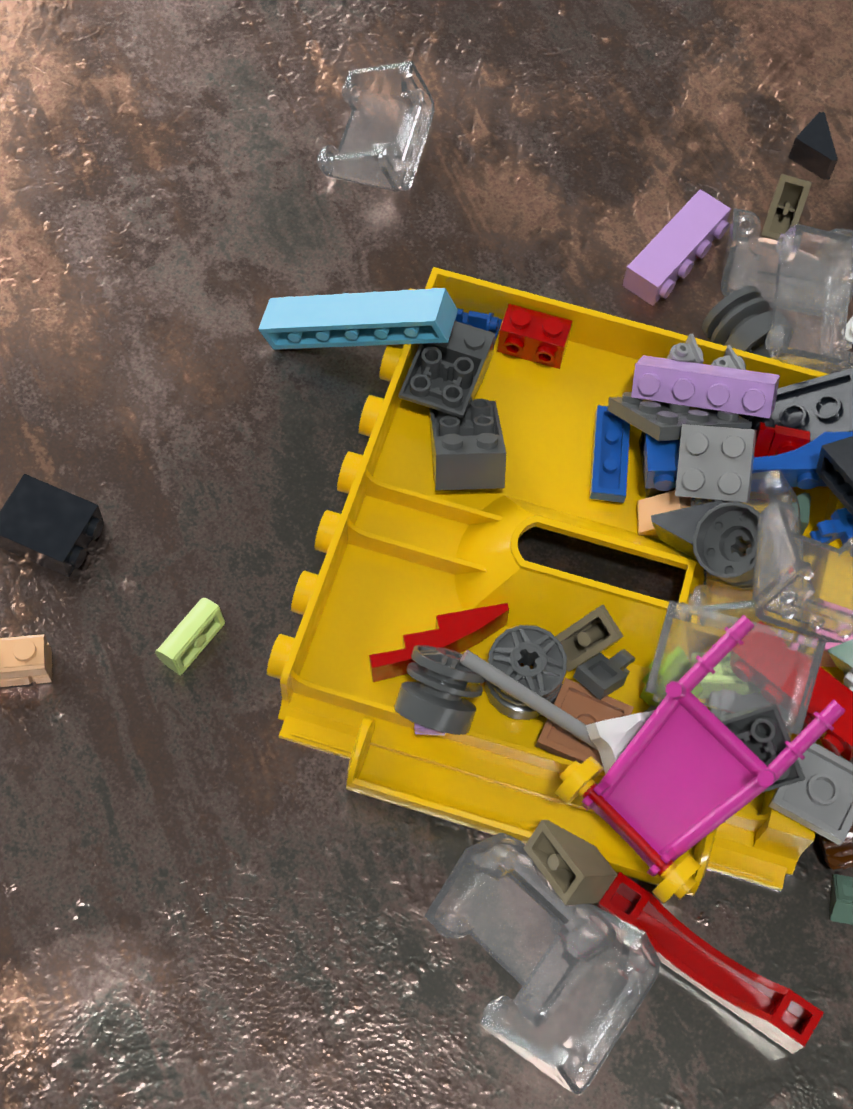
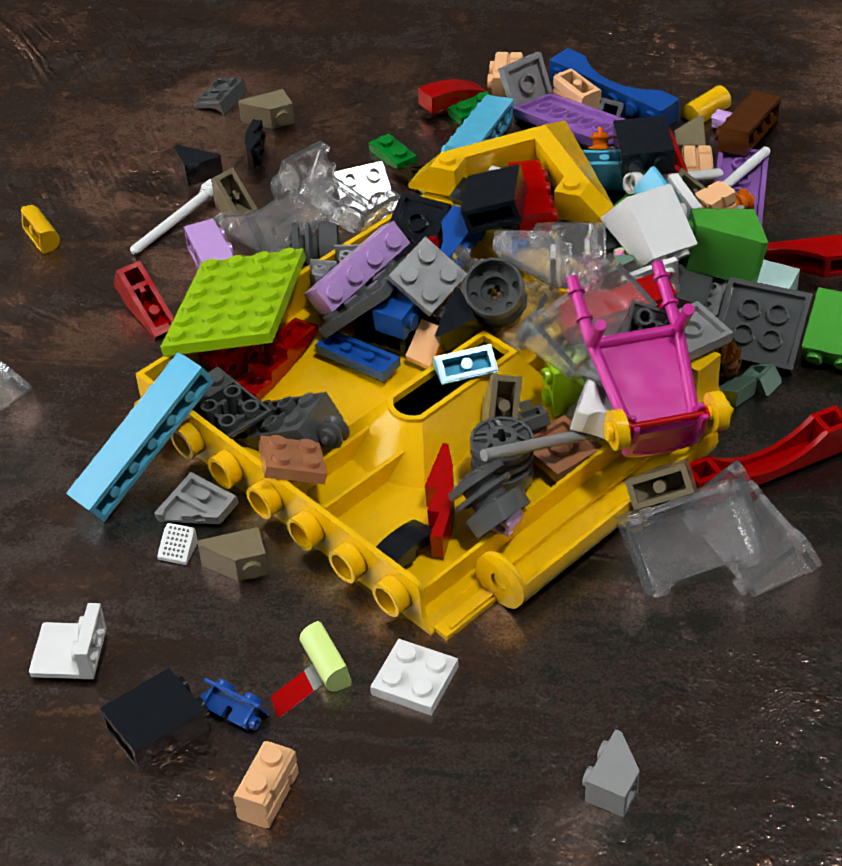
camera: 55 degrees left, 20 degrees down
(98, 408) = (70, 648): none -> white bracket
(102, 570) = (245, 708): none -> blue hinge
(144, 627) = (296, 690): none -> red sticker
(165, 987) = (614, 777): none -> light grey slope
(212, 730) = (414, 677): none -> white plate
(269, 428) = (177, 544): none -> white slope
(281, 489) = (235, 554): none -> dark tan slope
(332, 415) = (197, 502): none -> light grey wing
(359, 632) = (404, 542): none -> black slope
(395, 471) = (292, 459): none -> nougat plate
(464, 488) = (333, 431): none -> dark grey wheel
(569, 380) = (278, 357): none -> red slope
(576, 217) = (143, 299): none -> red slope
(588, 299) = (235, 302): none -> lime plate
(621, 570) = (465, 364): none -> medium azure slope
(625, 67) = (39, 229): none -> yellow brick
(718, 173) = (205, 194): none -> white piece
(812, 879) = (738, 389): none -> sand green slope

